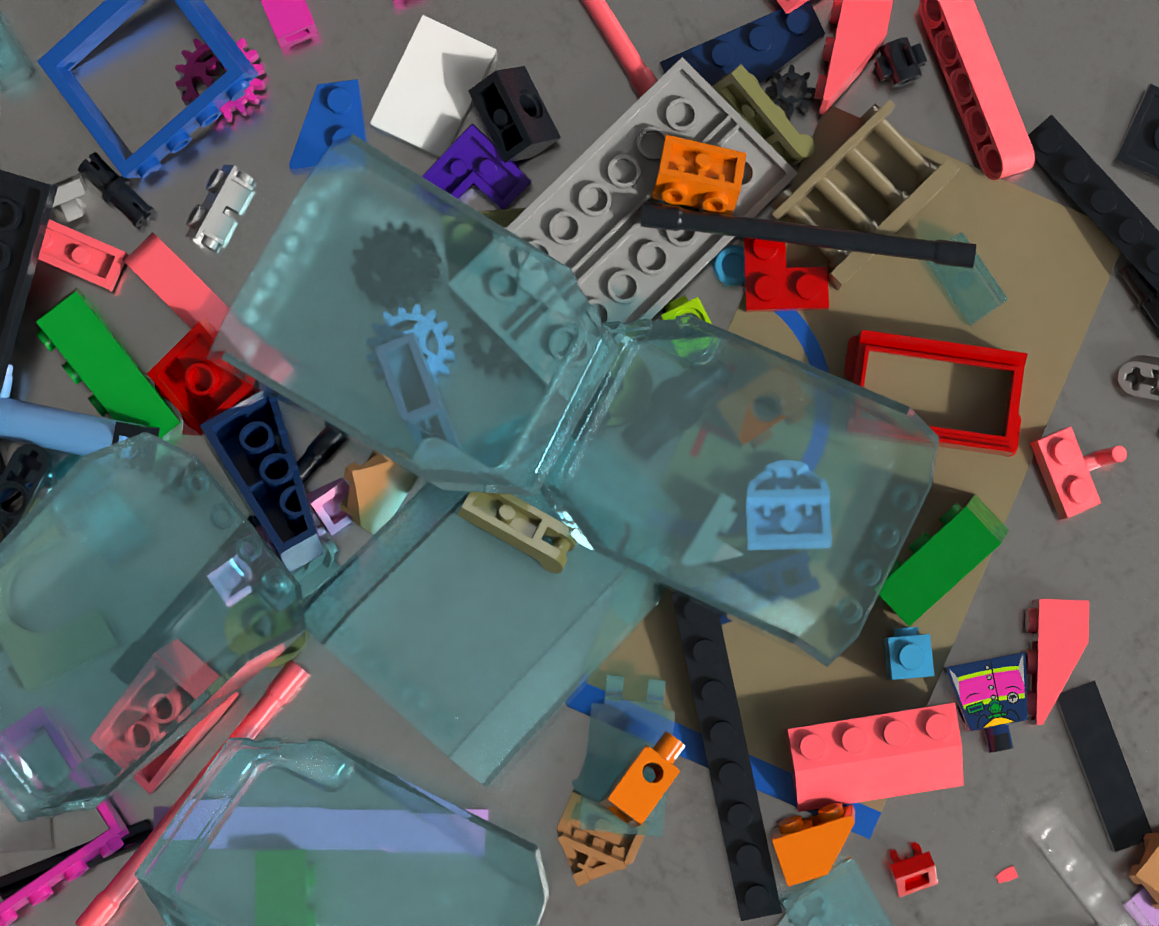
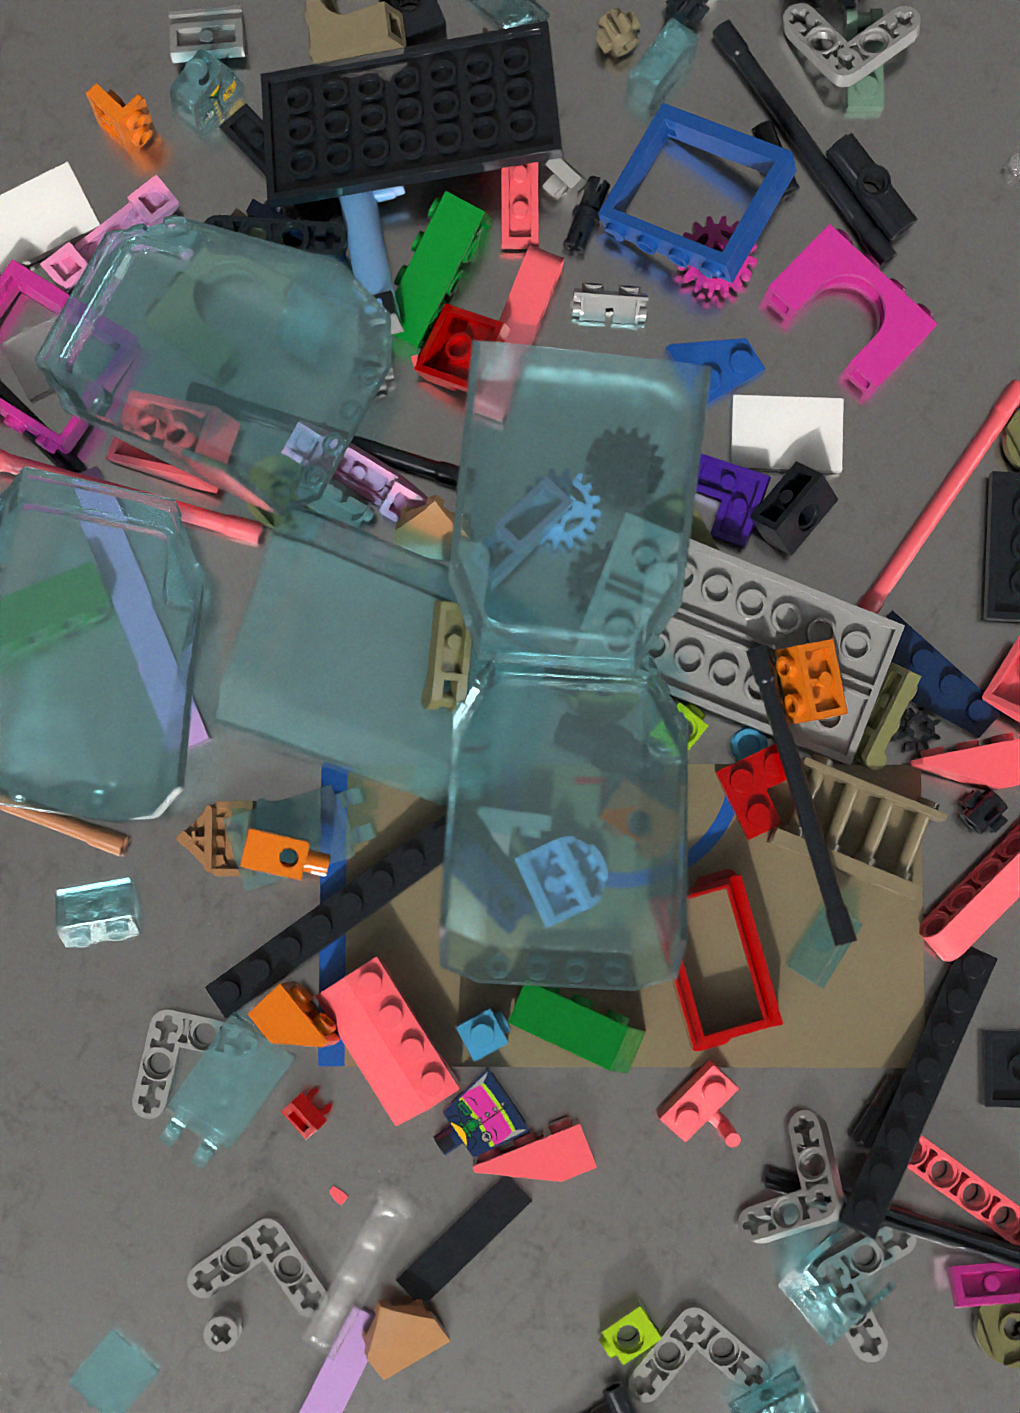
camera: 65 degrees right, 0 degrees up
(262, 467) = (408, 430): dark blue wedge -> none

